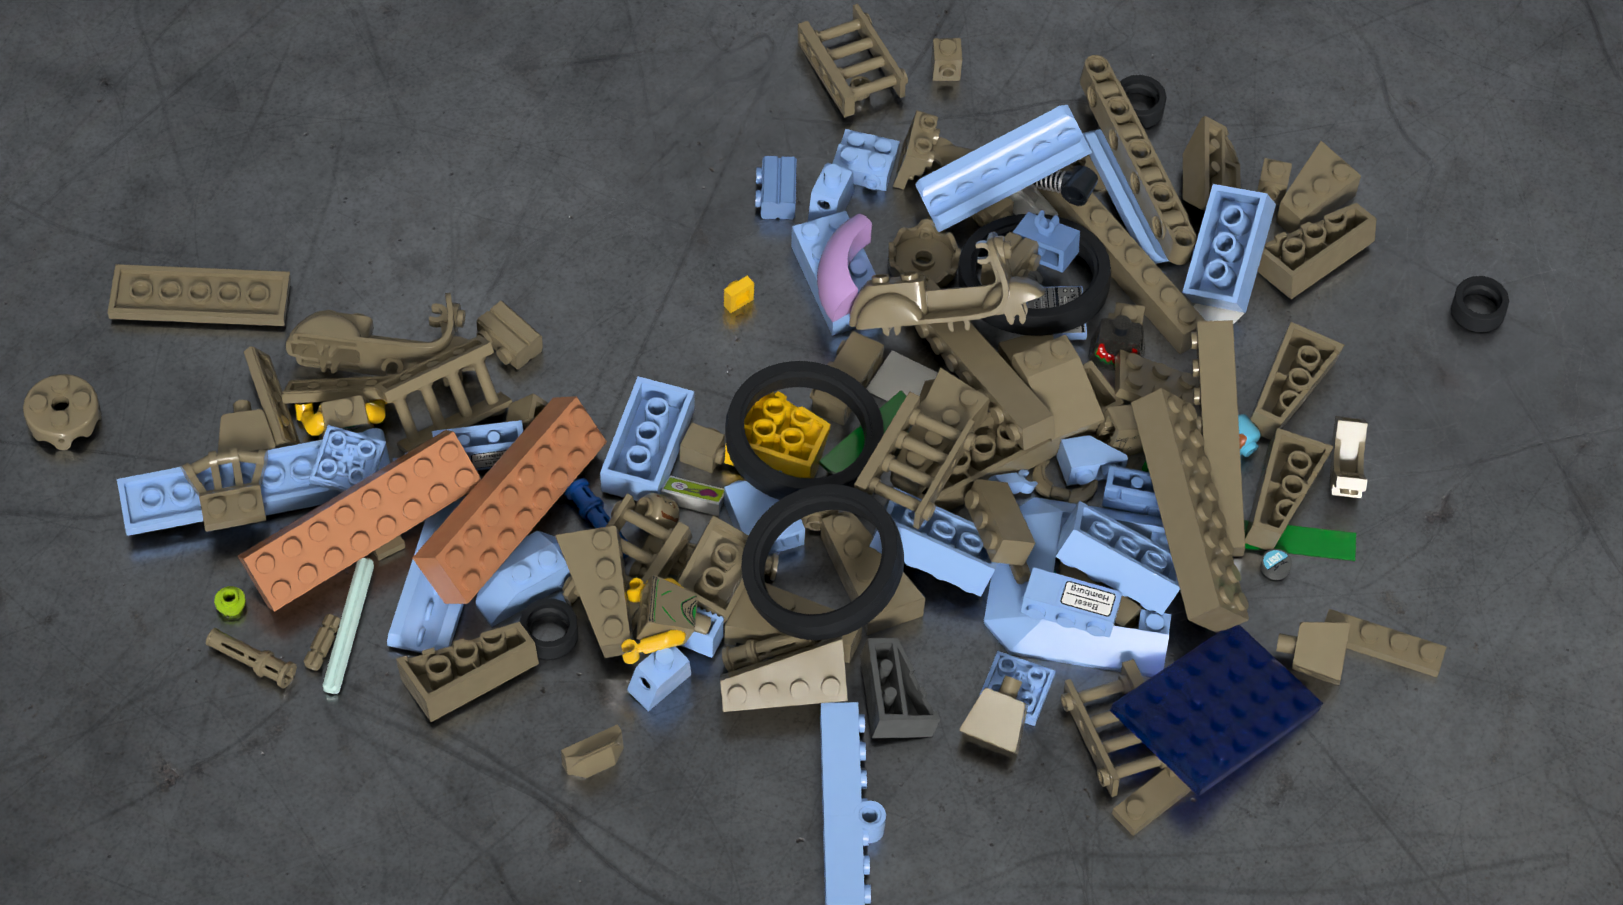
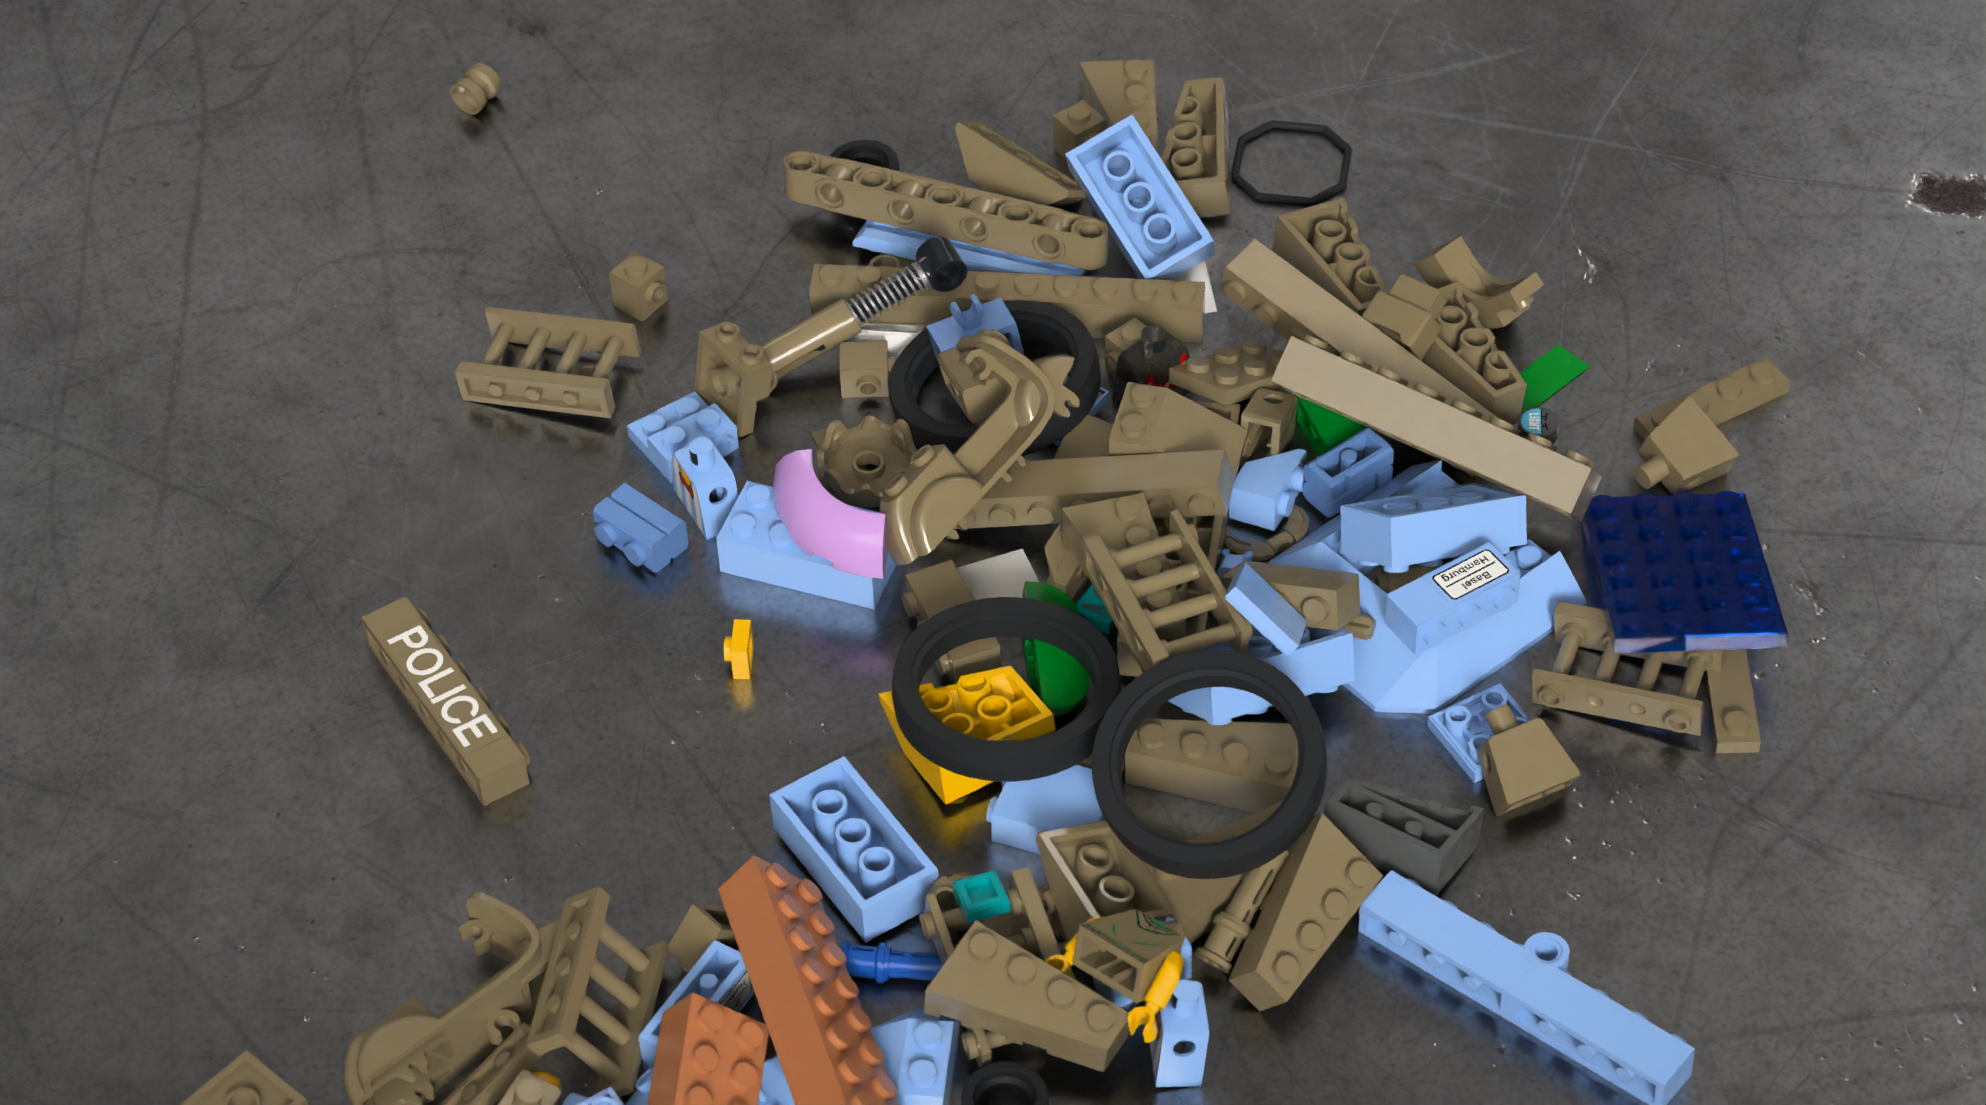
camera: 45 degrees left, 10 degrees down
(509, 335) = (552, 882): dark tan brick -> none
(582, 189) = (446, 700): none -> dark tan brick
(653, 519) = (981, 896): none -> teal tile
(694, 495) = (970, 852): slope -> none
(703, 448) = (915, 804): dark tan brick -> none
(954, 514) = (1266, 609): none -> light blue tile
(1002, 167) = (850, 311): light blue plate -> none
(1266, 438) = (1408, 314): none -> dark tan piece
(1359, 335) = (1287, 198): none -> black piece
(1486, 287) = (1383, 98): black tyre -> none

